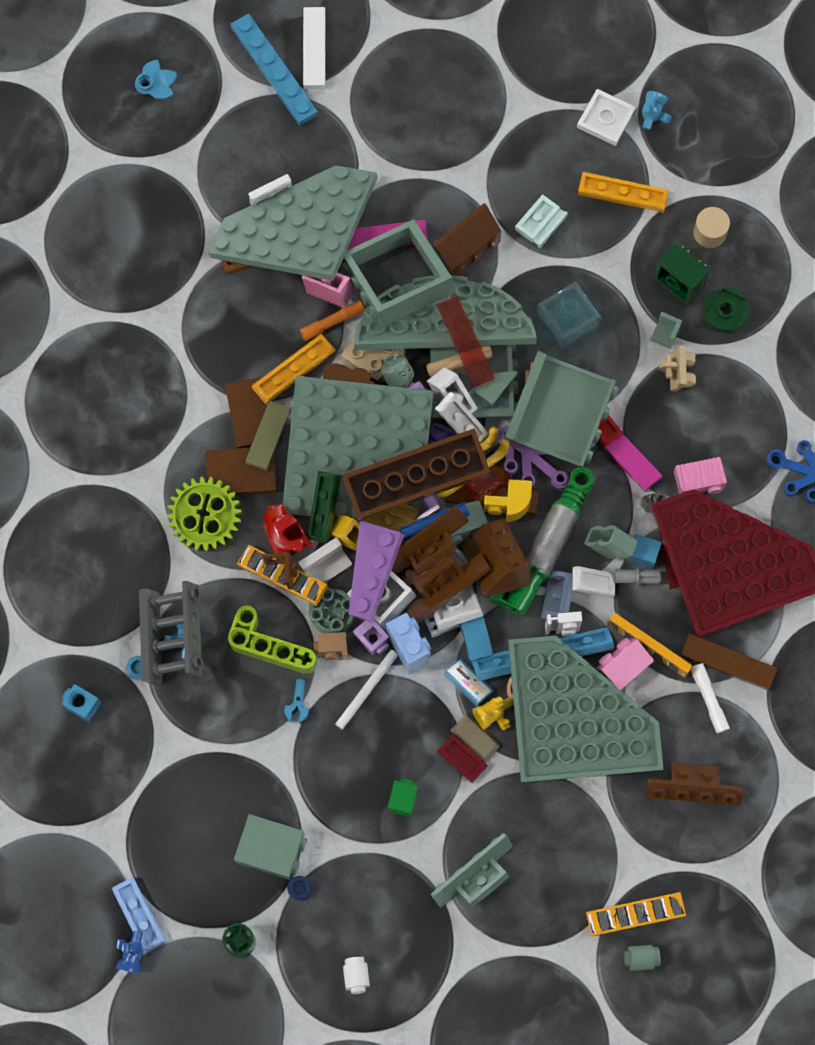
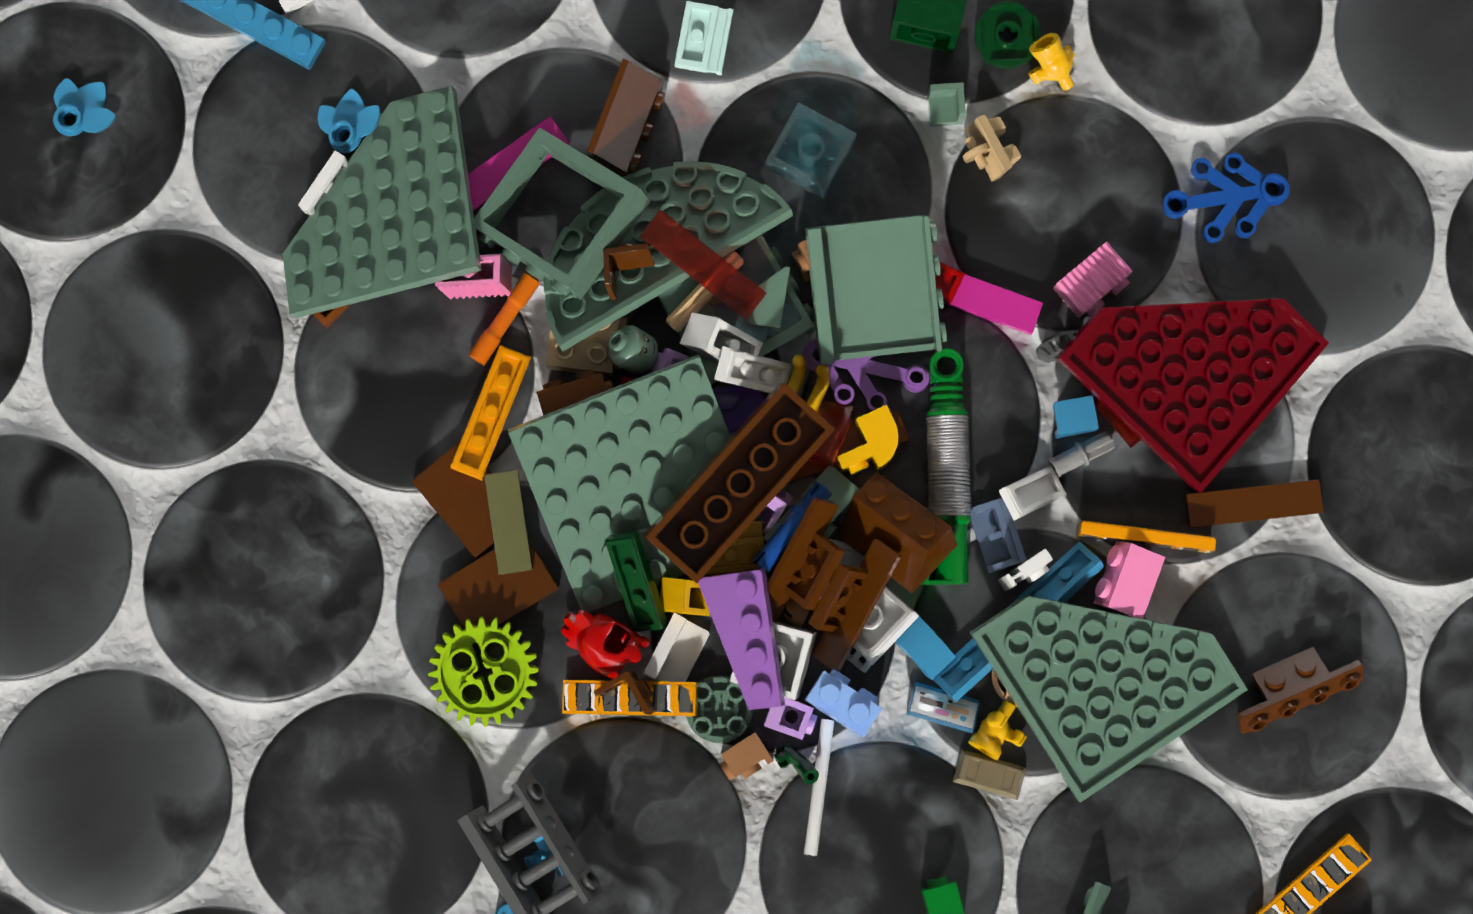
camera: 30 degrees left, 10 degrees up
(275, 645) = (670, 796): lime beam -> none
(297, 703) = (740, 851): dark azure bar -> none
(307, 163) = (348, 117): none -> dark azure plate
(363, 669) = (799, 762): none -> dark green arm
(419, 314) = (624, 258): none -> reddish brown bracket
(462, 758) = (988, 810): dark red tile -> none
(611, 542) = (1029, 431): sand green brick -> none
(715, 712) = (1271, 578): white piece -> none
(745, 338) = (1054, 61): none -> yellow piece

